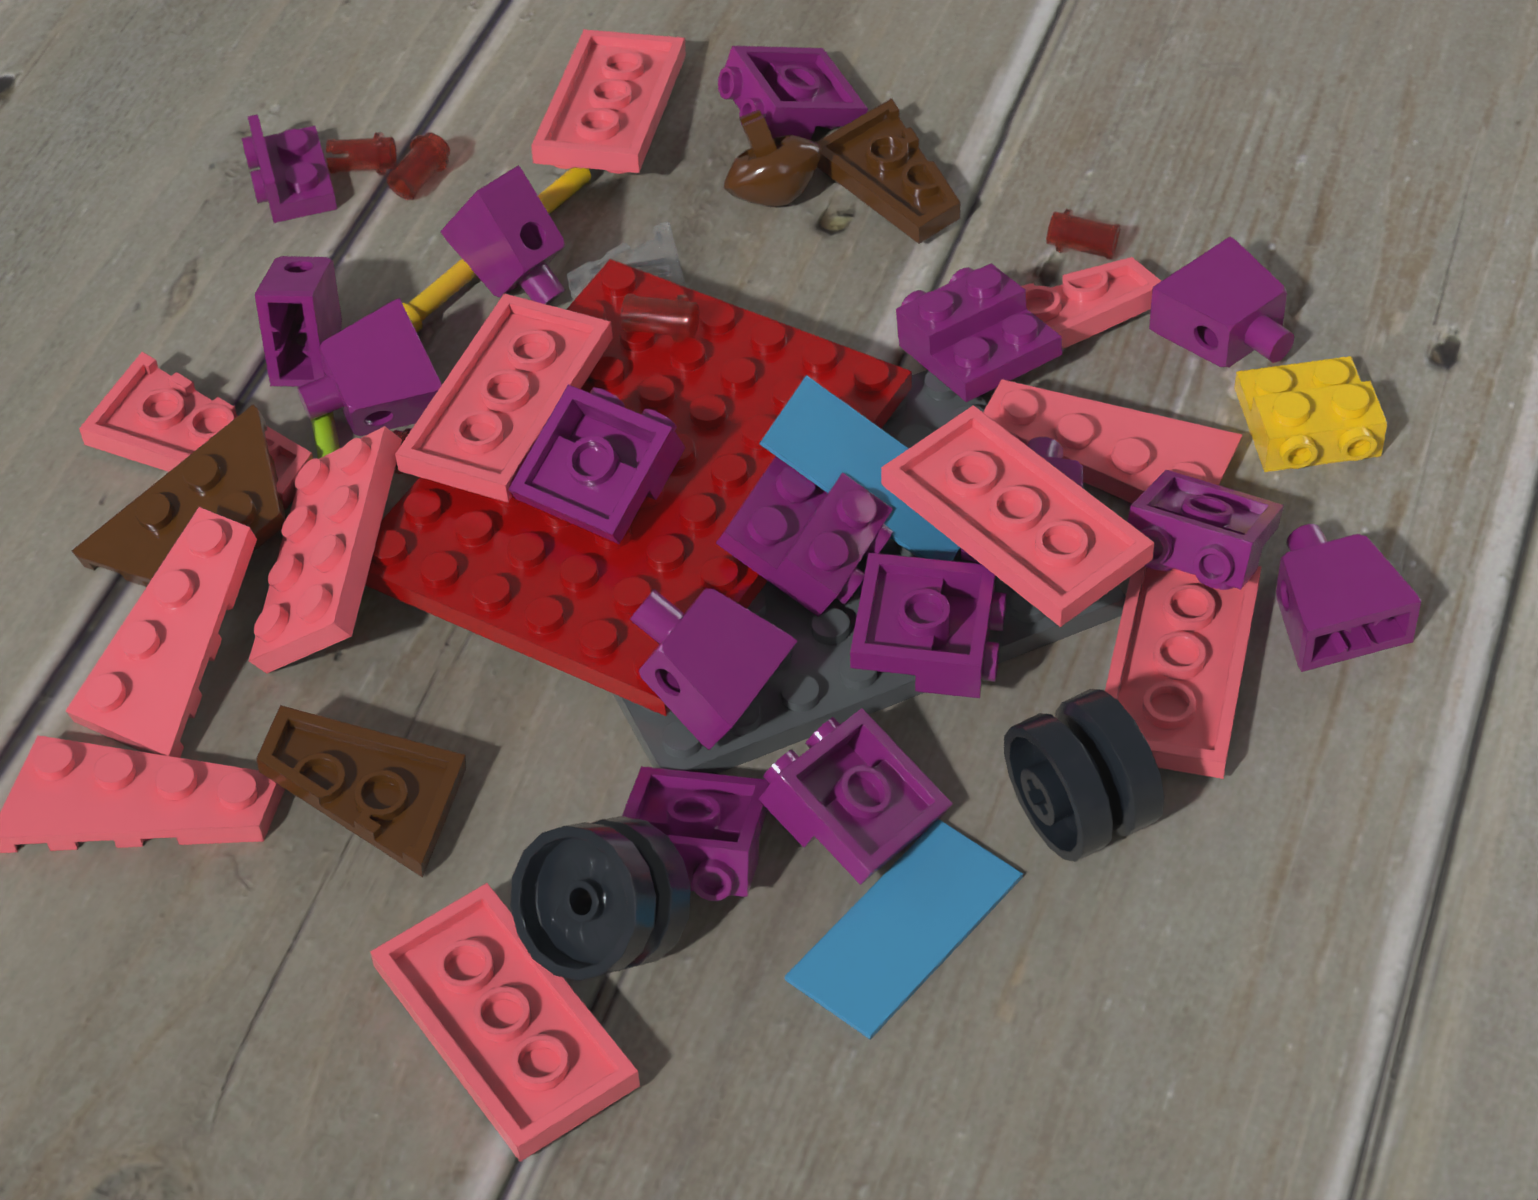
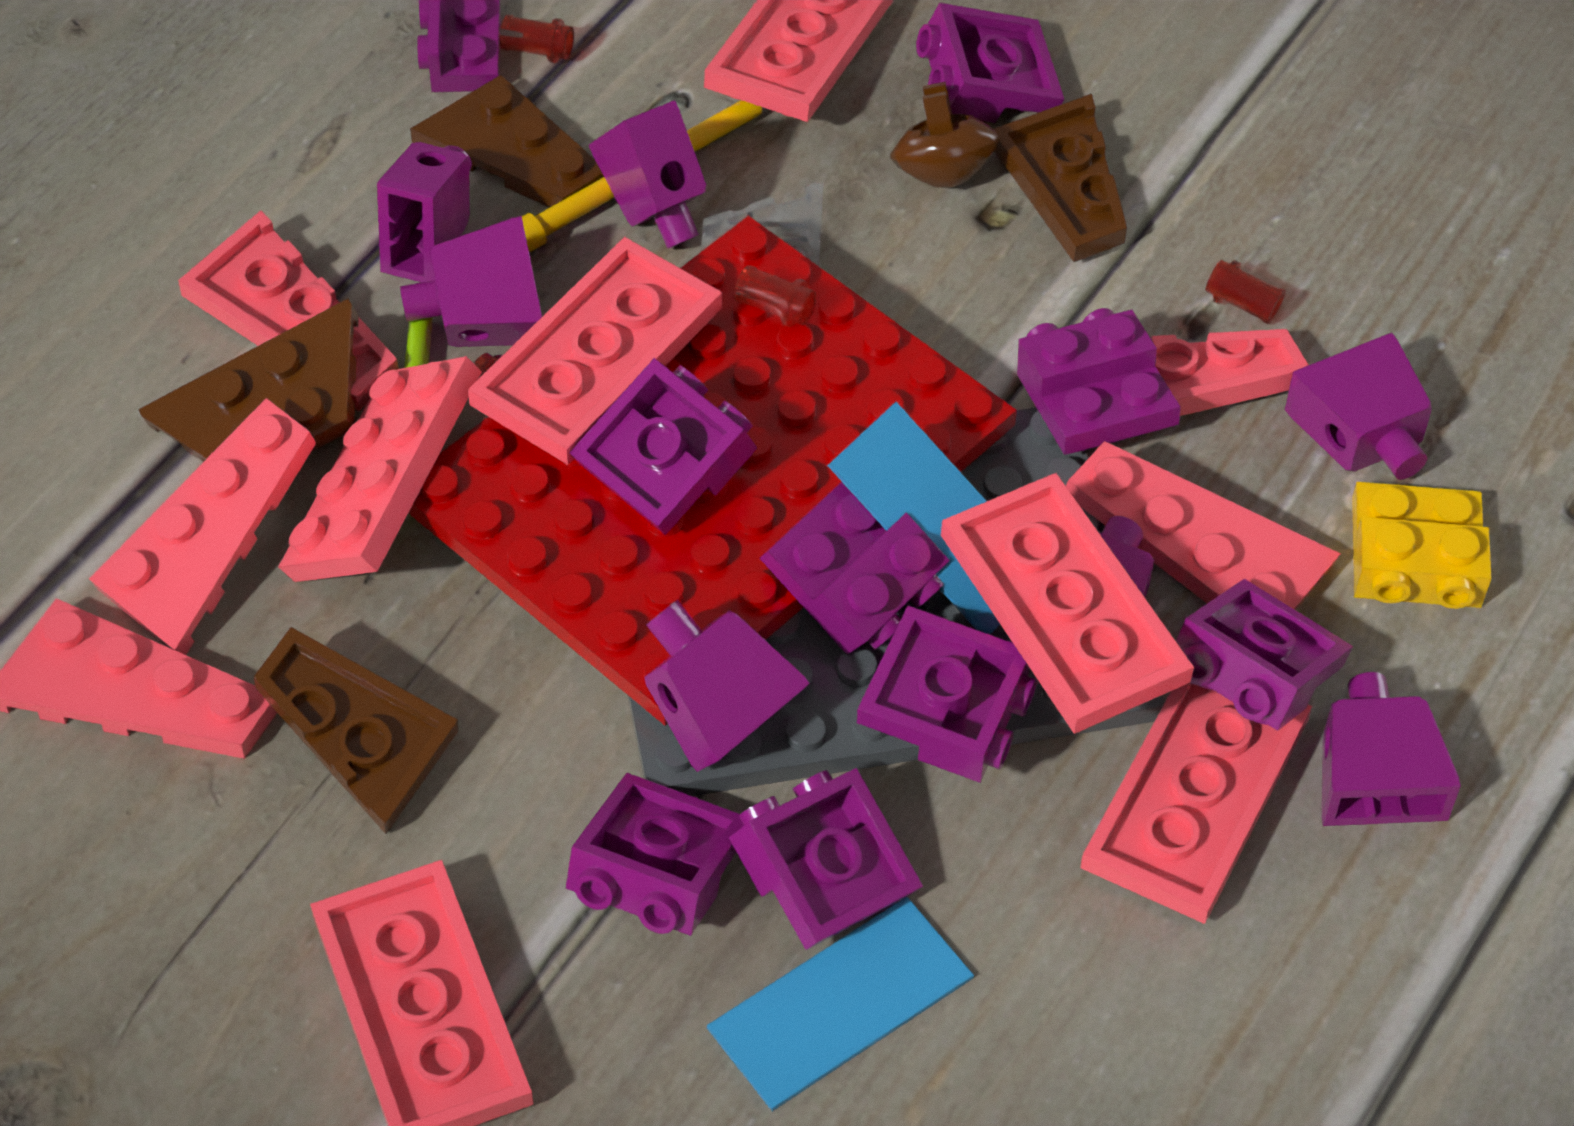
camera: 10 degrees right, 5 degrees up
(368, 248) = (512, 141): none -> reddish brown wing
(427, 155) = (592, 61): clear red pin -> none
(600, 897) = (540, 907): black wheel -> none
(1084, 774) = (1056, 892): black wheel -> none

